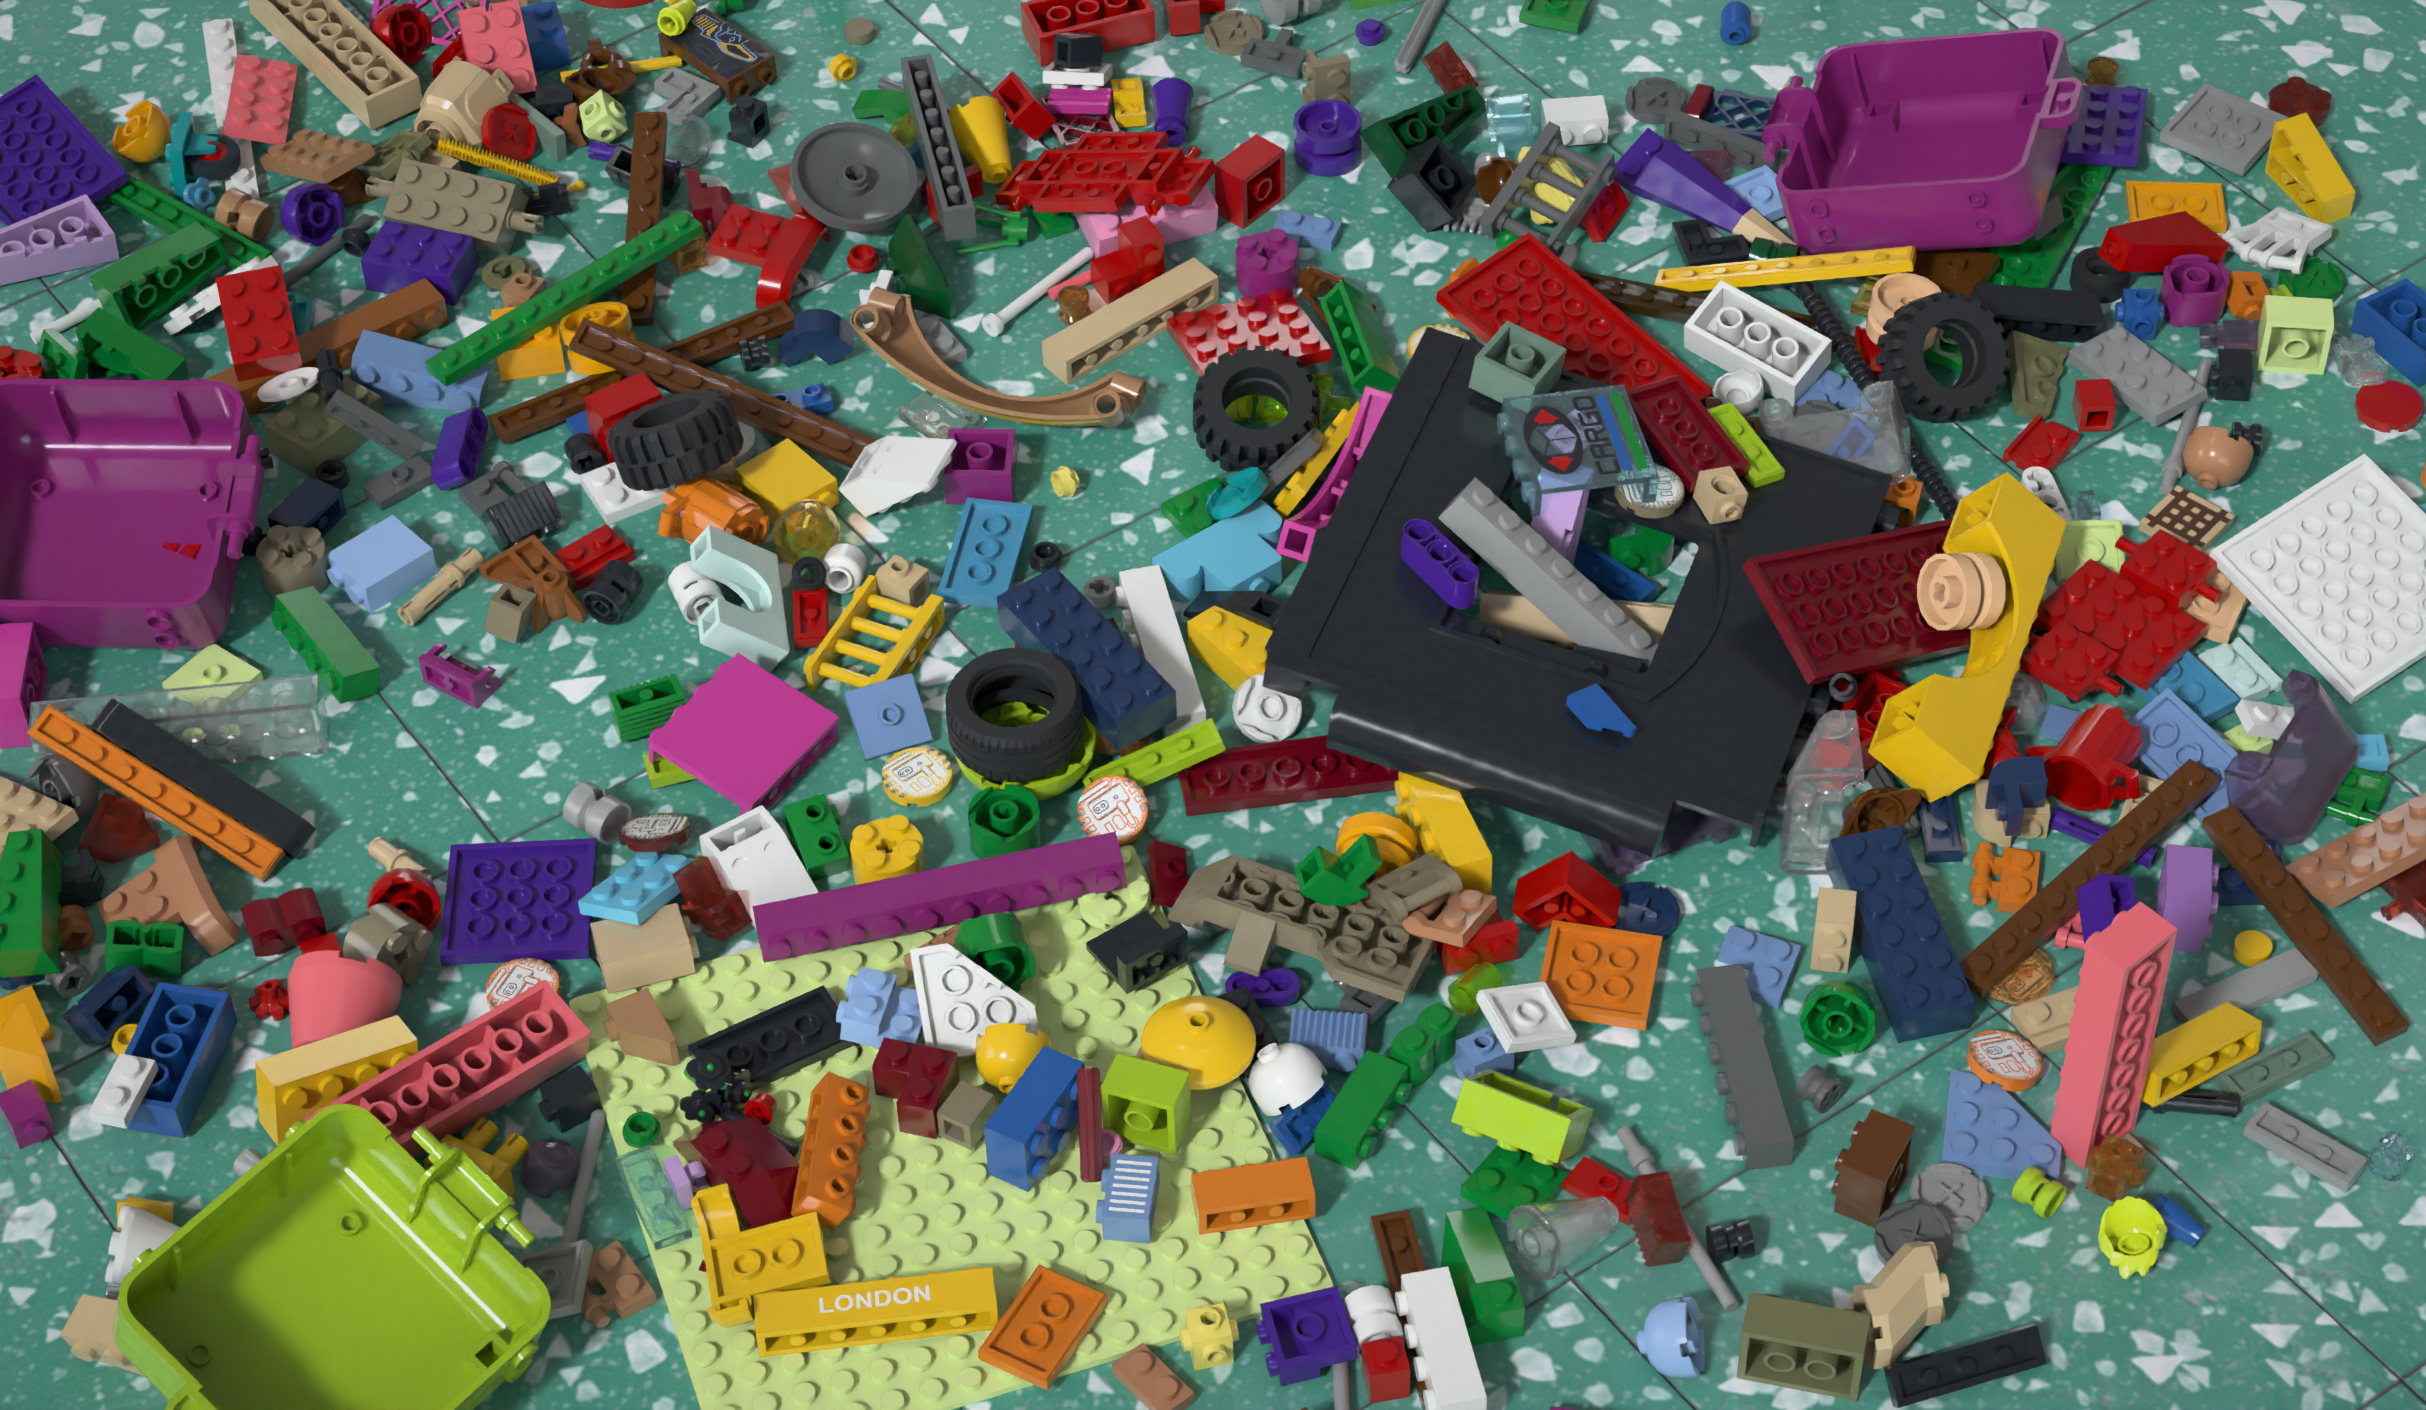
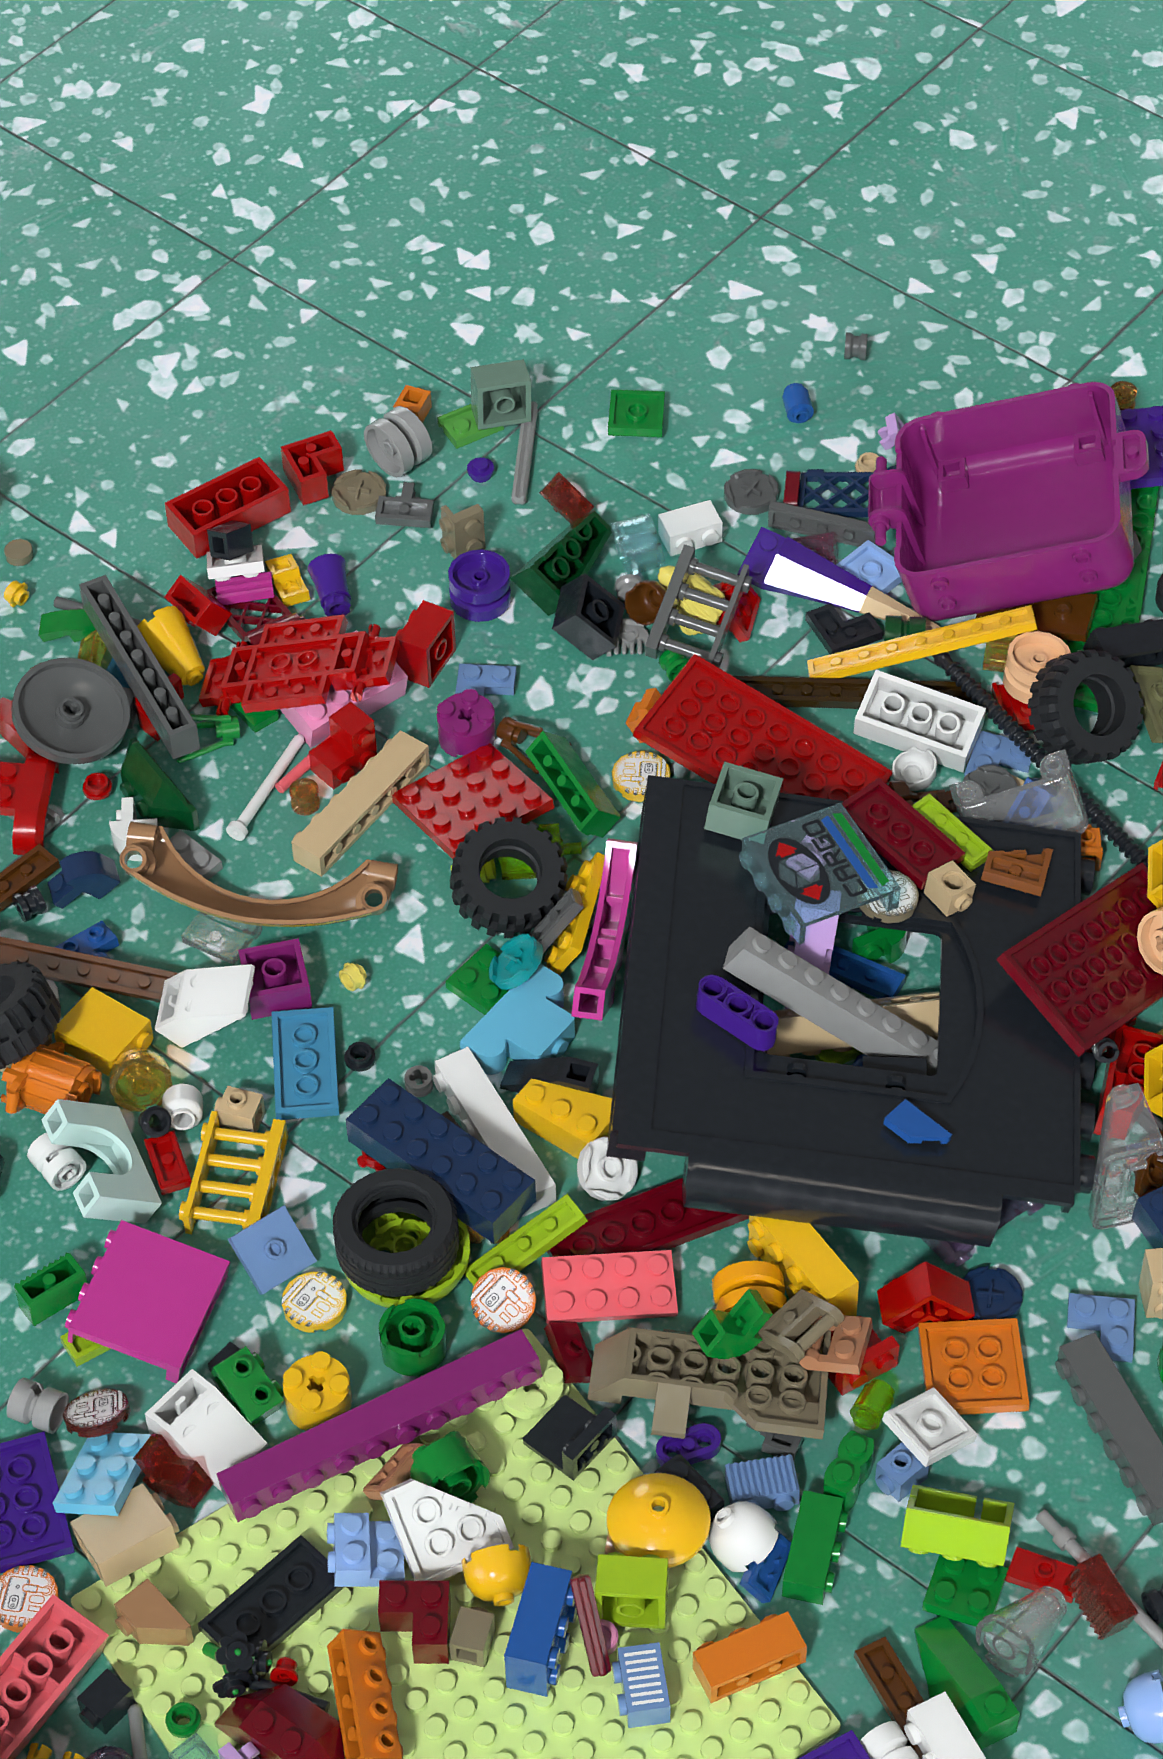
camera: 15 degrees left, 5 degrees up
(1231, 820) = (609, 1286): none -> coral plate
(1805, 494) = (1018, 870): none -> dark orange wing

